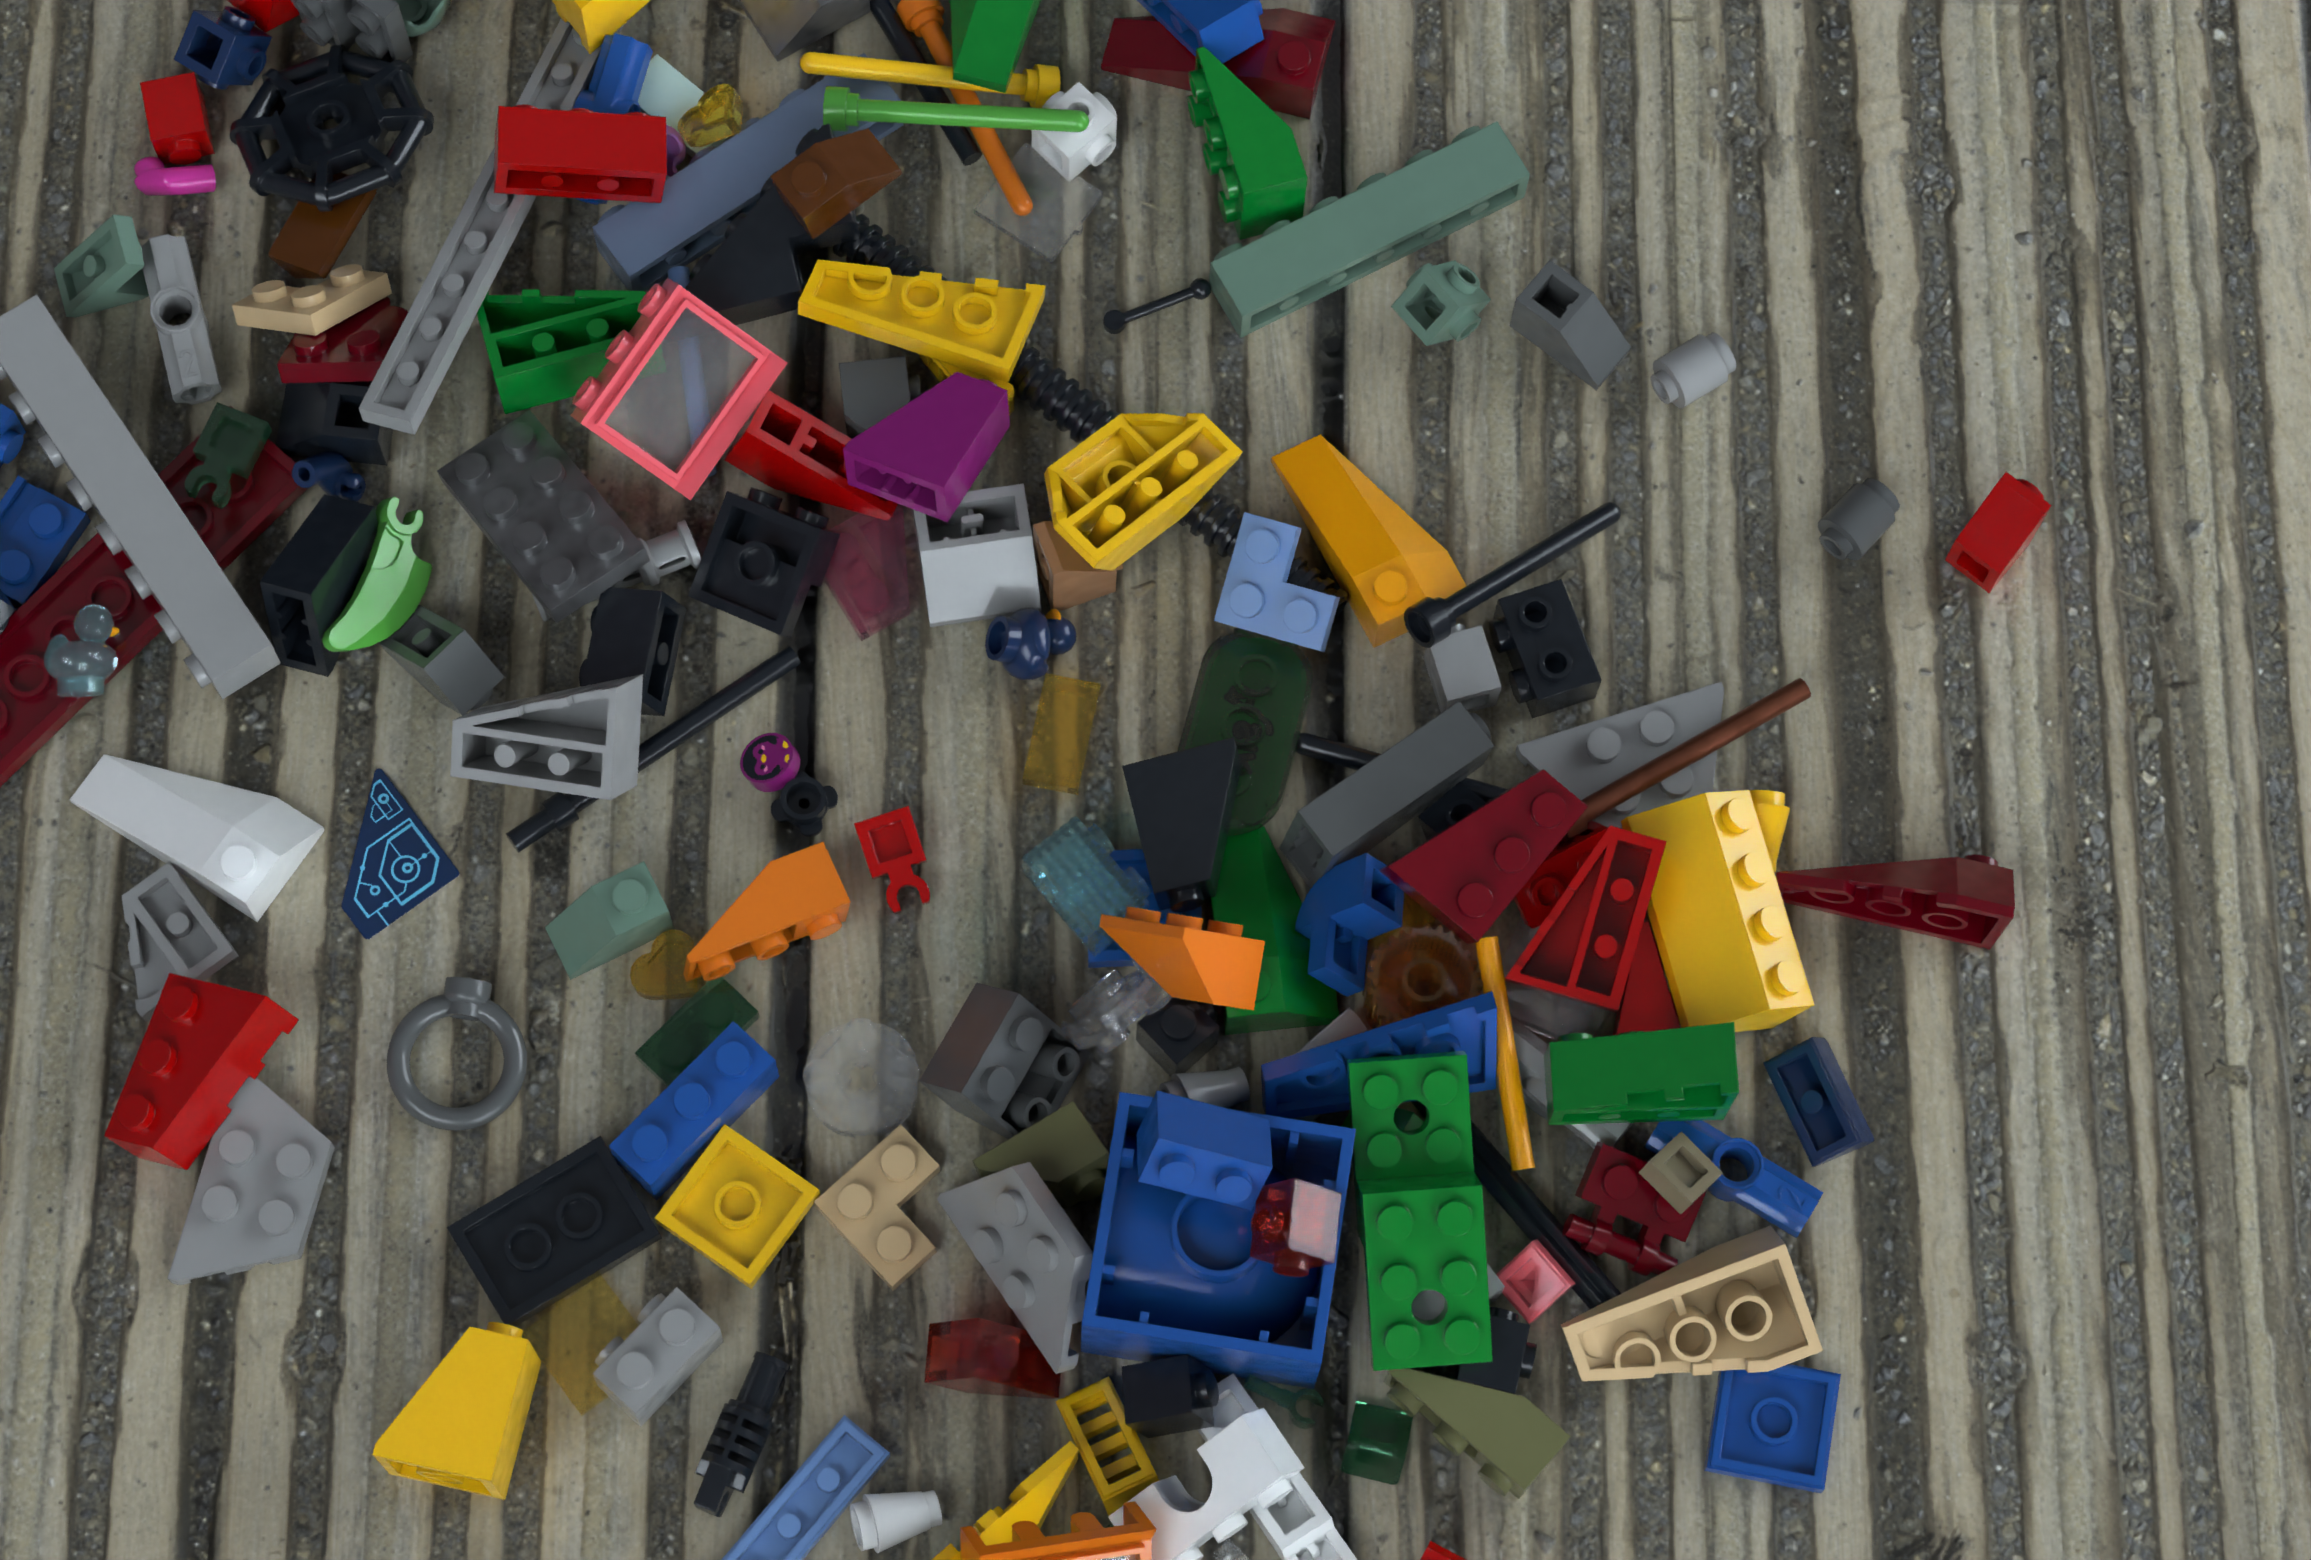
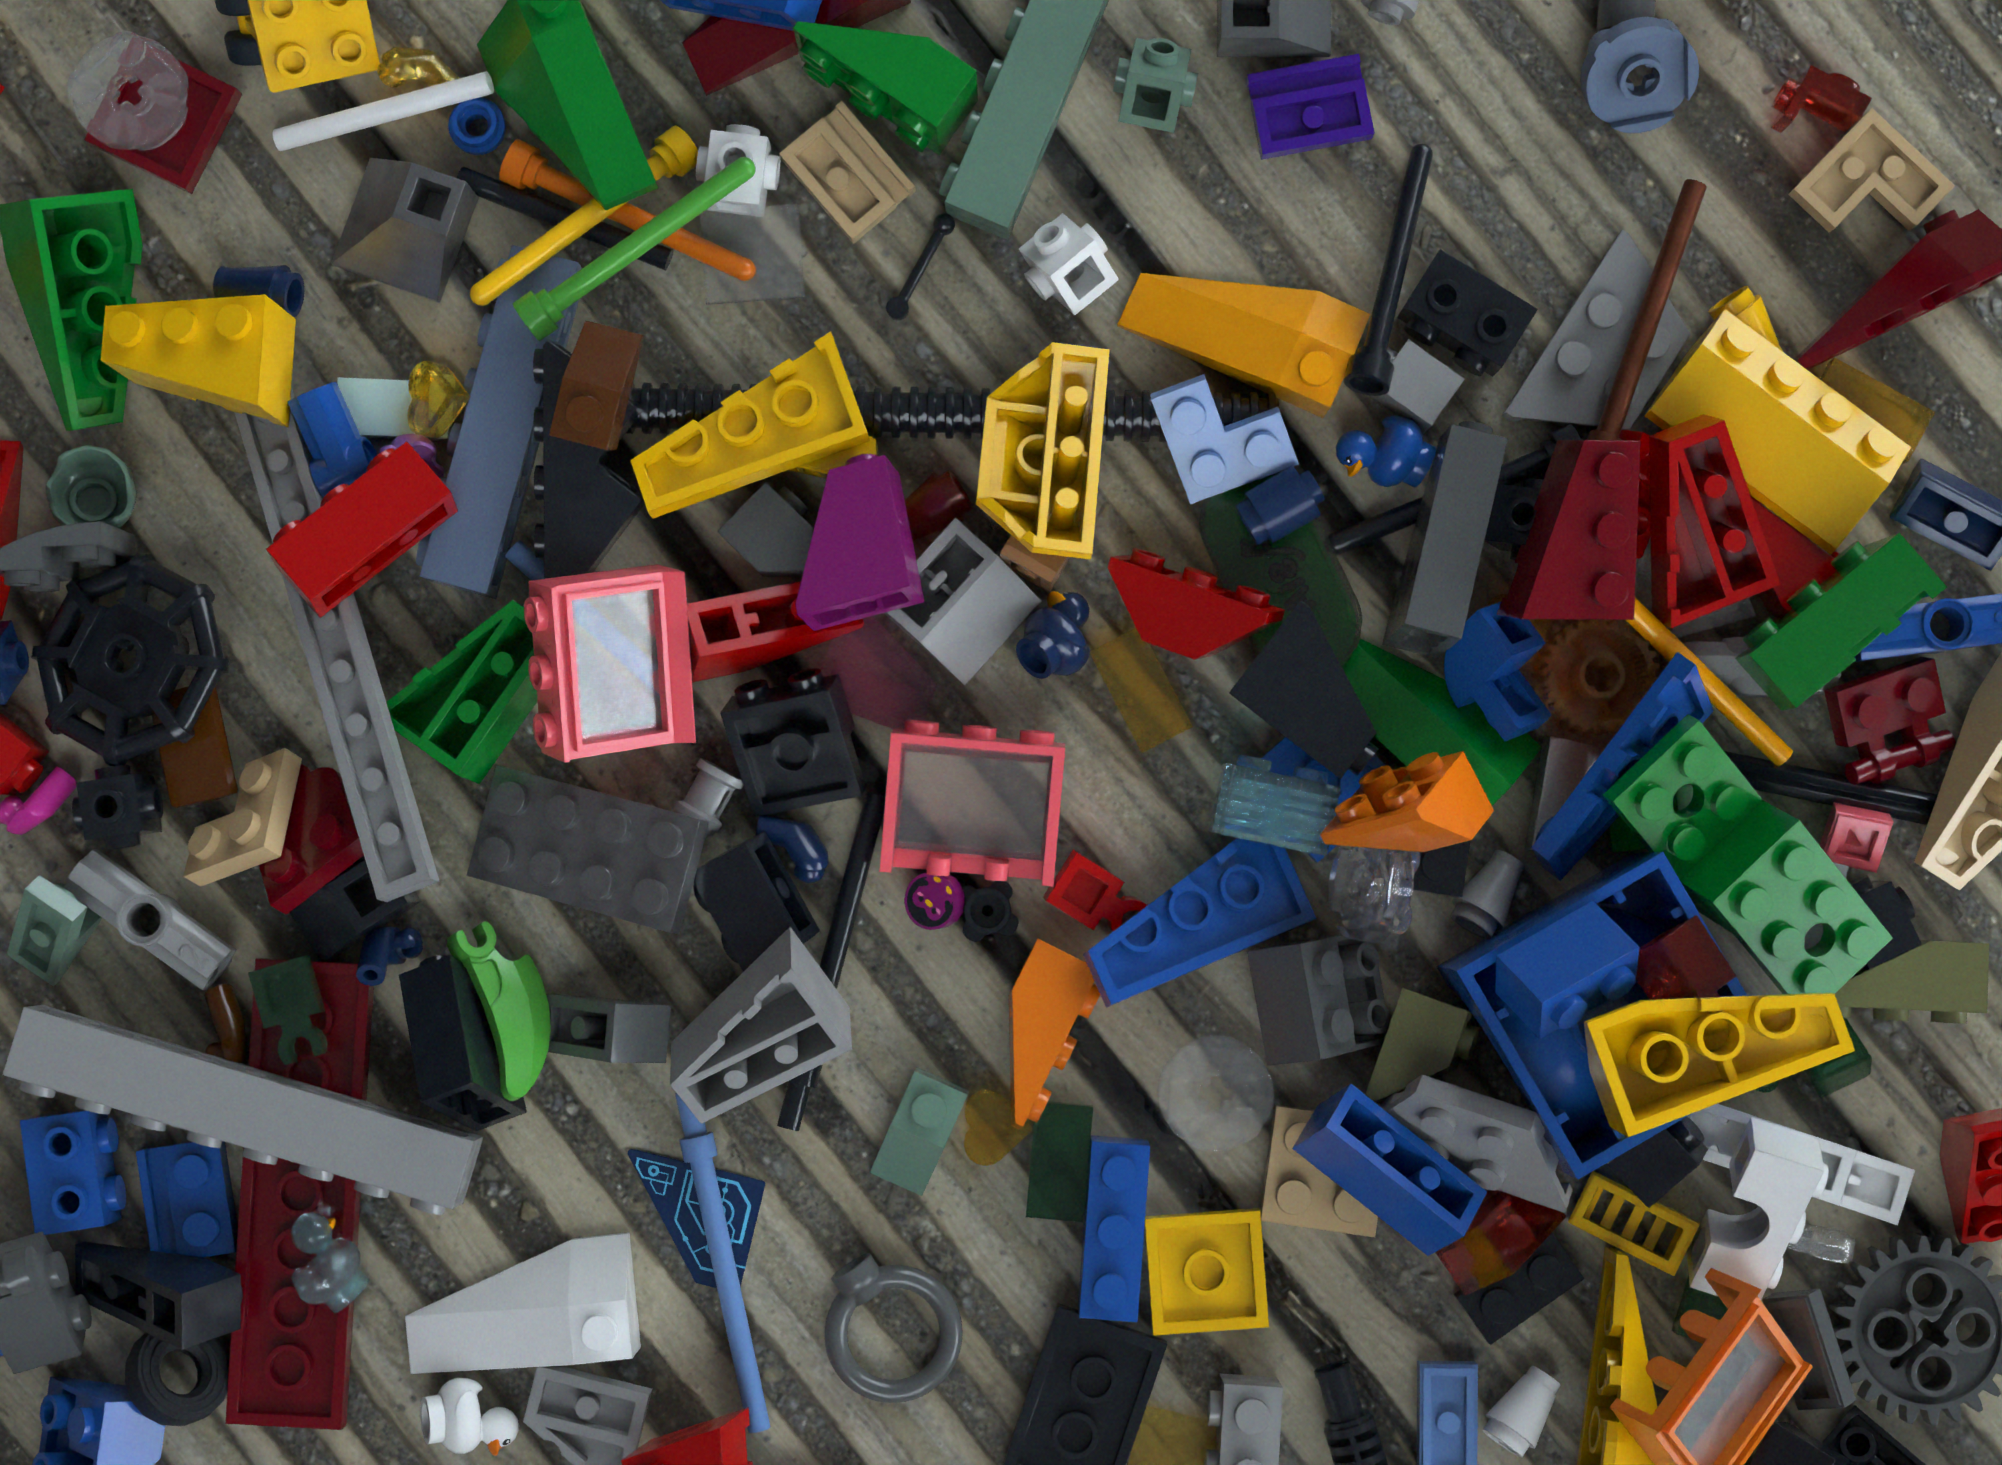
camera: 30 degrees left, 15 degrees up
(73, 852) = (456, 1419): none -> white animal
(169, 436) = (227, 1023): none -> reddish brown arm
(229, 222) = (136, 813): none -> black brick
(431, 806) = (699, 1149): none -> medium blue bar
(705, 644) = (801, 844): none -> dark blue arm
(859, 707) = (972, 802): none -> clear window
(944, 1226) = (1390, 1170): none -> blue brick
(962, 931) = (1214, 912): none -> blue wing
(974, 1421) = (1518, 1297): none -> black plate
(1016, 469) = (936, 504): none -> clear red cone
(1144, 693) = (1188, 608): none -> red slope
(1157, 196) = (847, 172): none -> tan plate
(1250, 1284) = (1692, 1053): none -> yellow wedge
(1267, 377) = (1068, 263): none -> white brick
(1280, 670) = (1280, 505): none -> dark blue brick
(1396, 710) = (1396, 457): none -> blue animal
(1549, 411) = (1310, 106): none -> dark purple plate
(1681, 1172) = (1917, 670): dark tan plate -> none
(1825, 973) = (1885, 405): none -> clear yellow tile
(1853, 560) = (1621, 49): none -> sand blue plate
(1959, 778) = (1873, 162): none -> tan plate
(1965, 707) = (1824, 95): none -> clear red bracket

